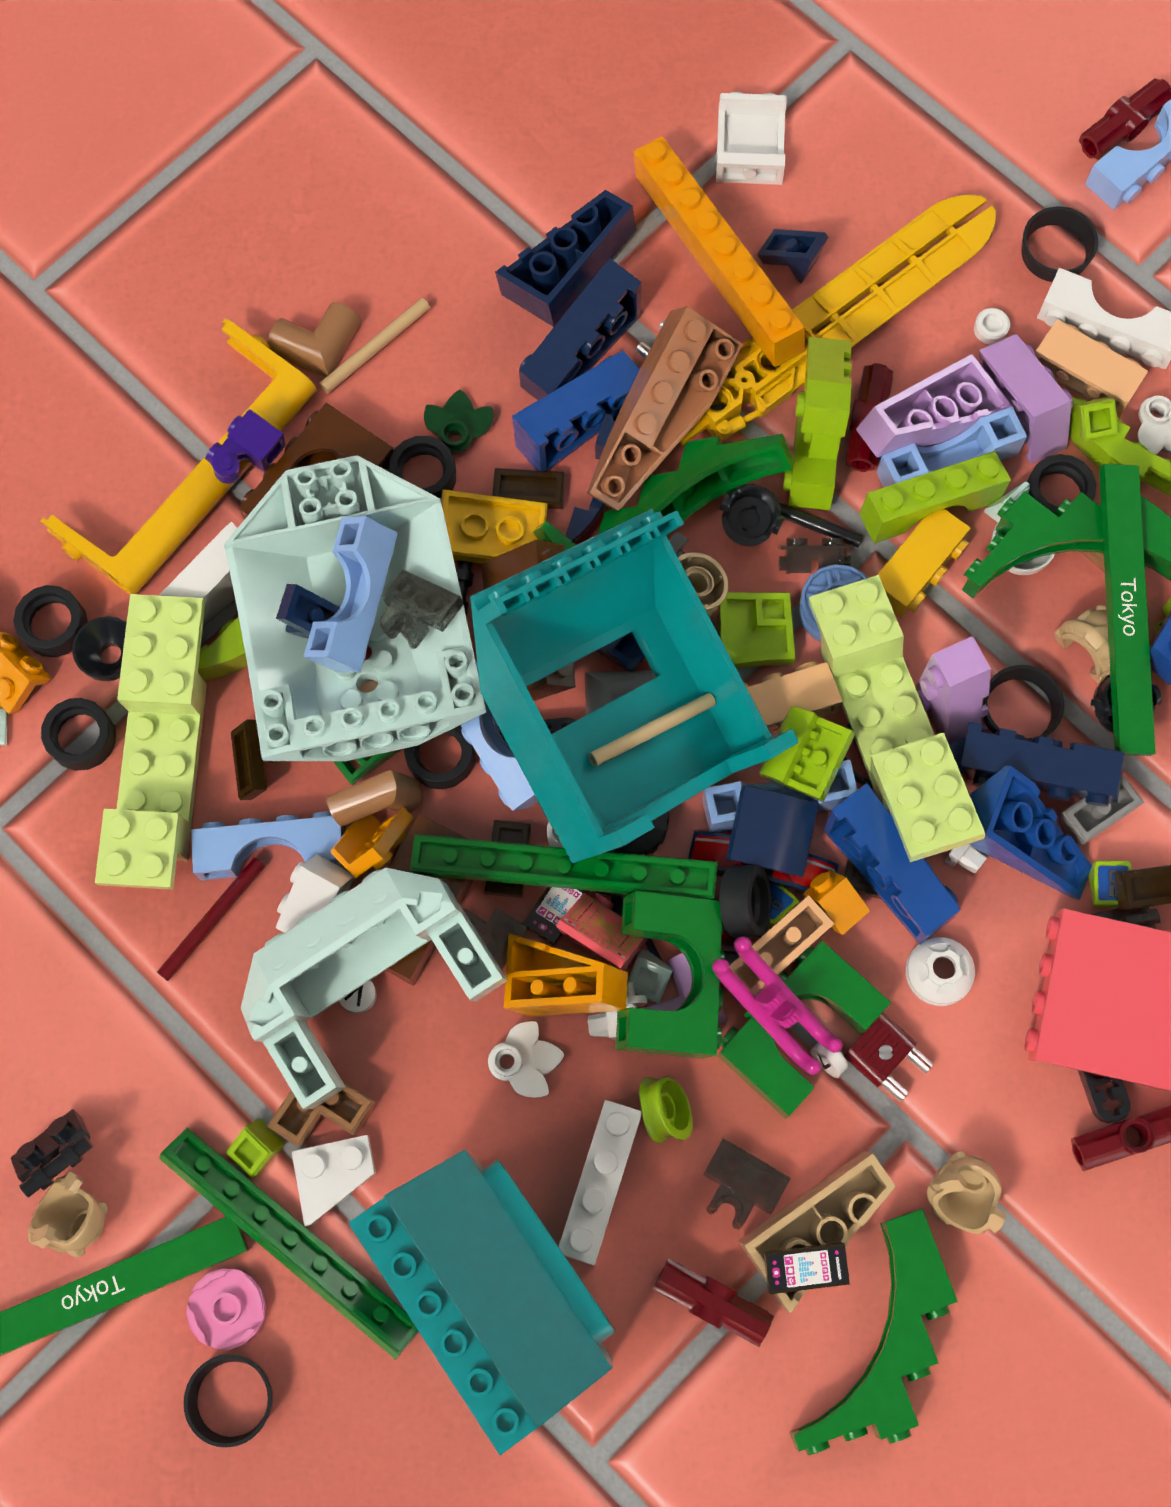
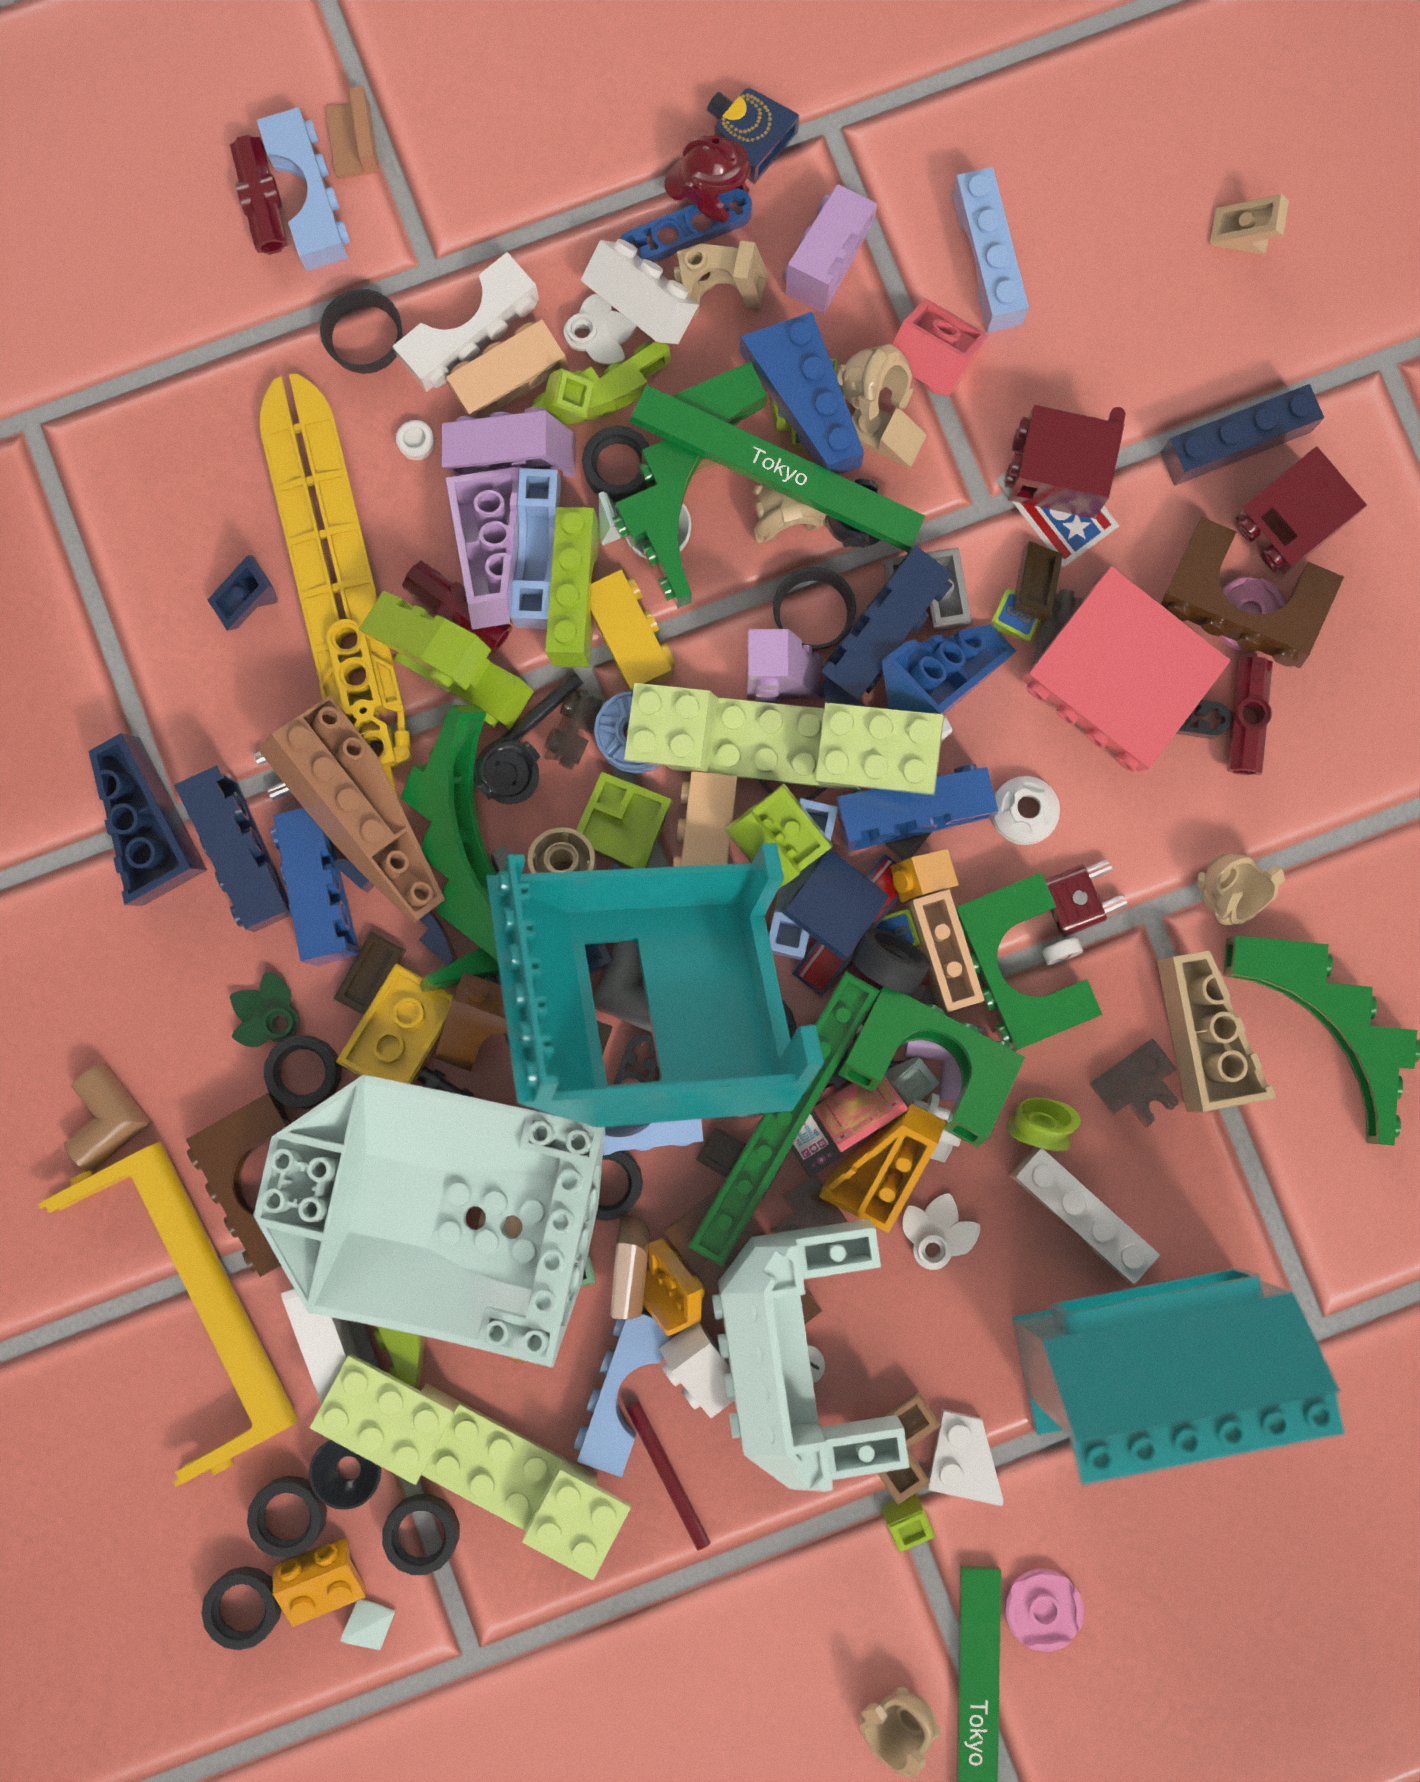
camera: 65 degrees left, 10 degrees up
(51, 1153) = (832, 1722): black plate -> none
(191, 1405) = (1152, 1672): black tyre -> none
(248, 439) = (193, 1237): dark purple brick -> none
(248, 760) = (527, 1375): dark brown tile -> none
(290, 1242) = (988, 1539): green tile -> none
(302, 608) = (423, 1254): dark blue slope -> none
(365, 555) = (389, 1176): light blue arch -> none
(374, 345) = (138, 1060): tan bar -> none
(415, 606) = (462, 1146): clear smoke plate -> none
(651, 729) = (691, 973): tan piece -> none
(713, 1302) = (1231, 1159): dark red piece -> none
(719, 252) = (210, 669): light orange brick -> none
(751, 138) = (94, 574): white panel -> none
(775, 1006) = (1005, 979): dark pink piece -> none
(806, 1268) = (1247, 1065): tile -> none

